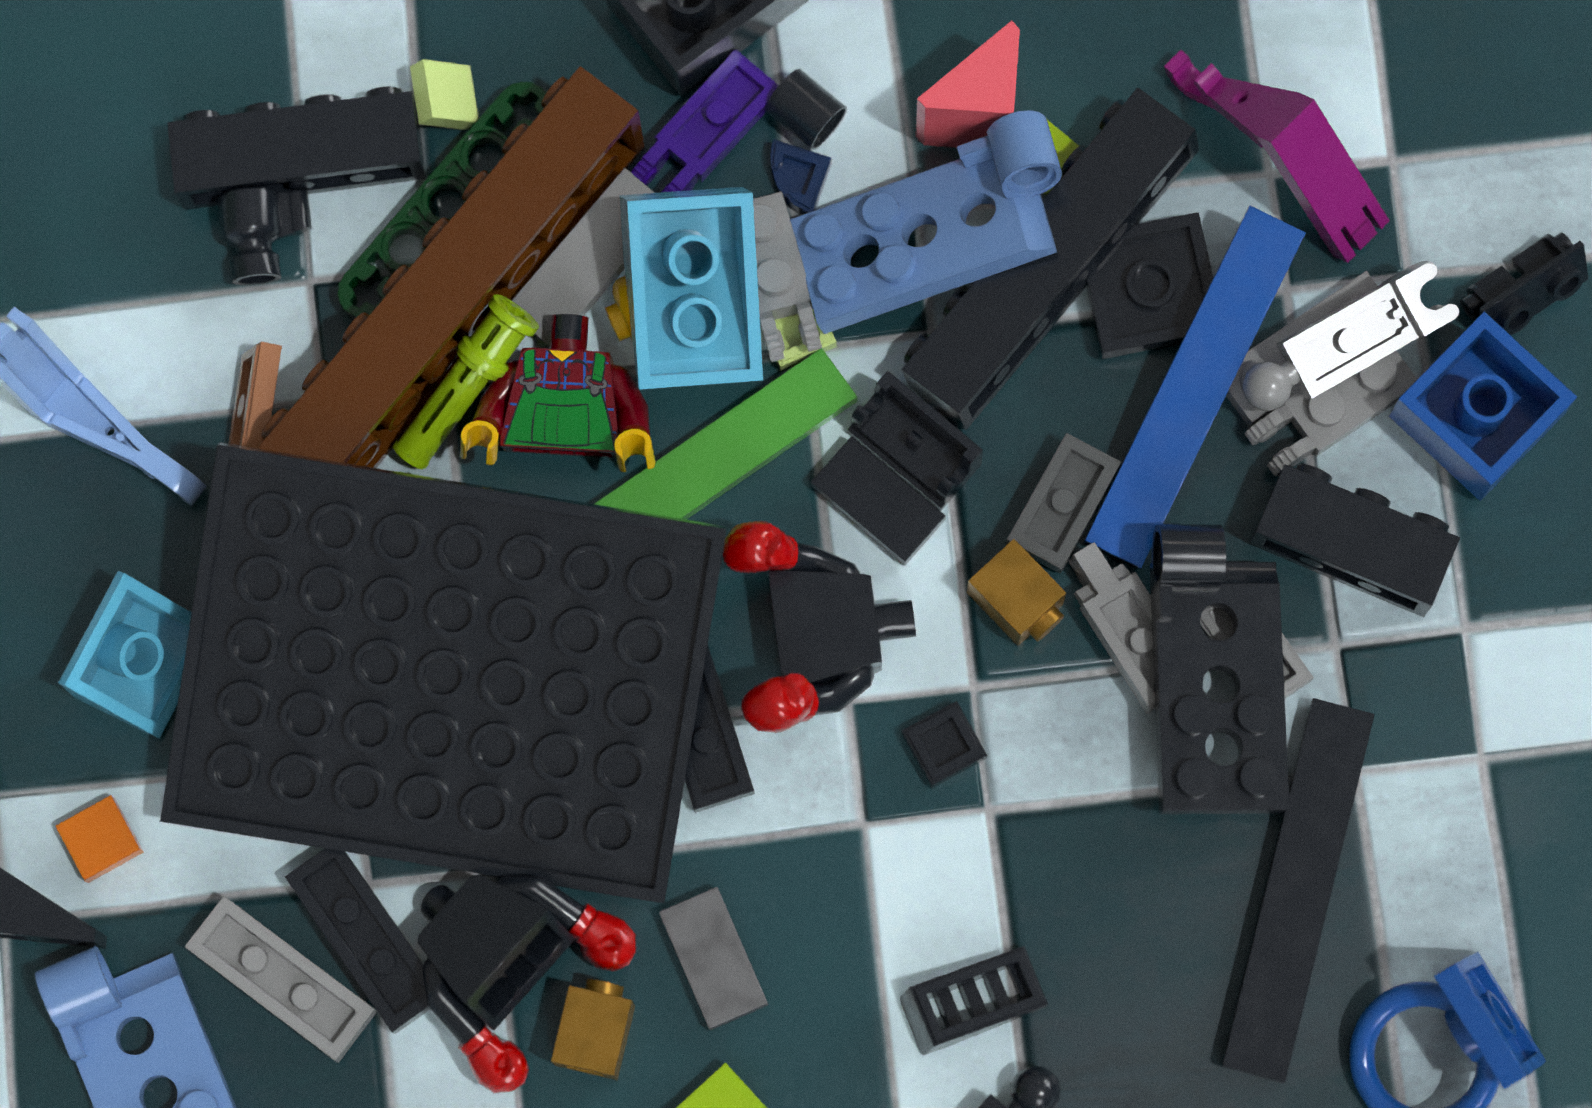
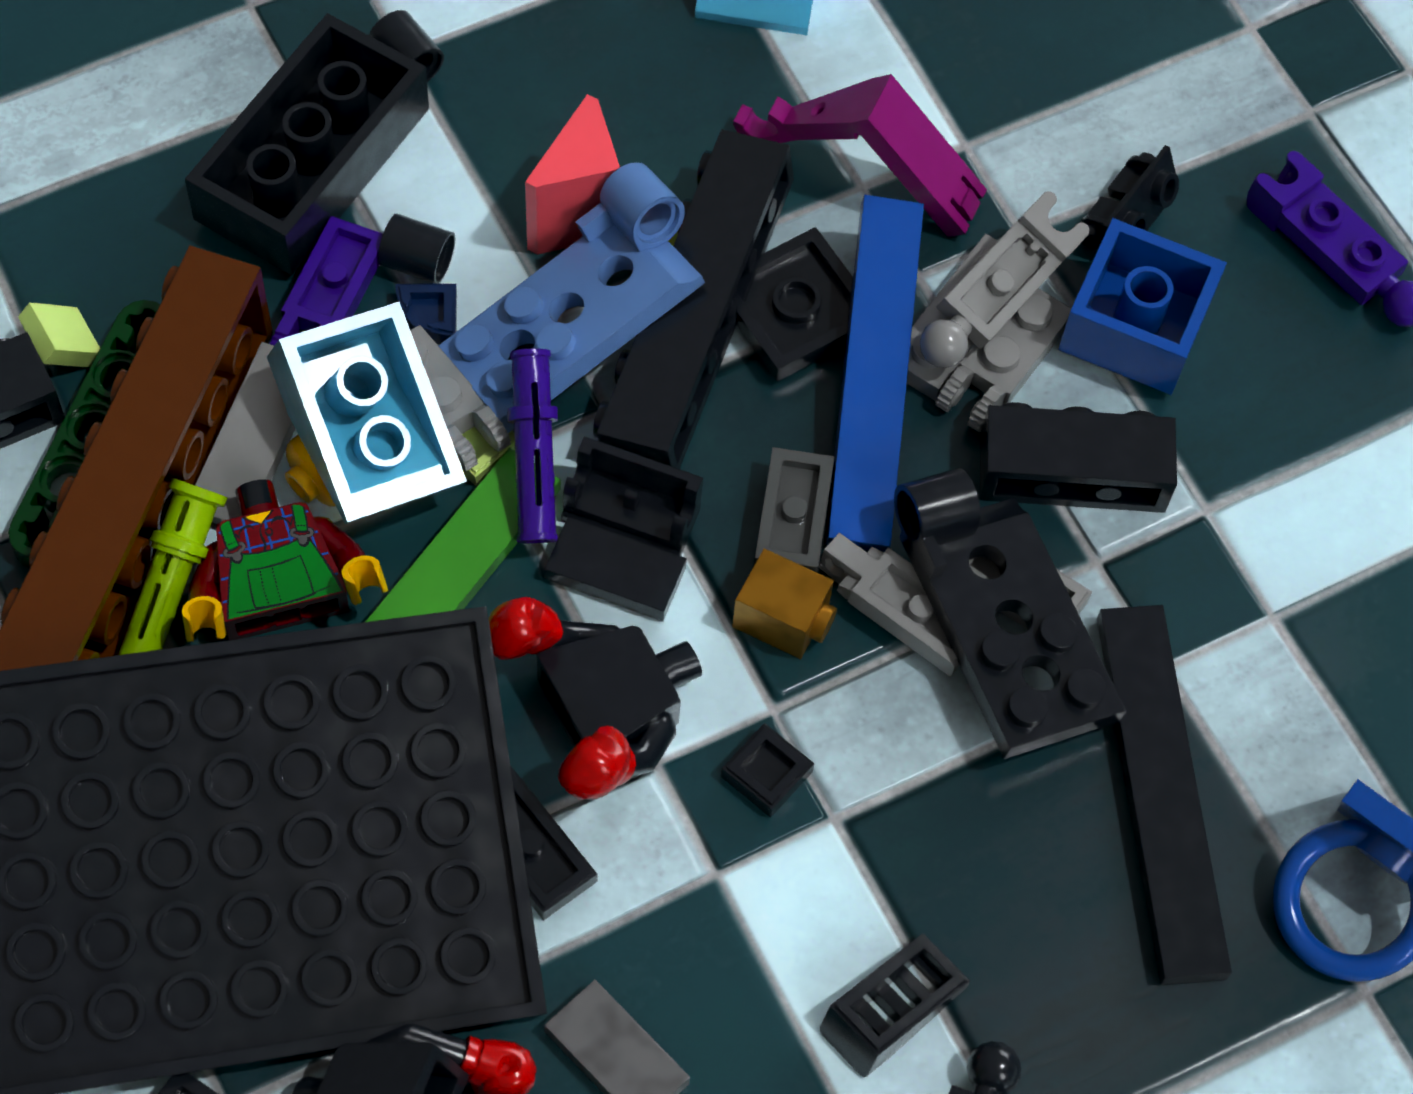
camera: 30 degrees left, 15 degrees down
(858, 293) = (534, 513): none -> dark purple pin

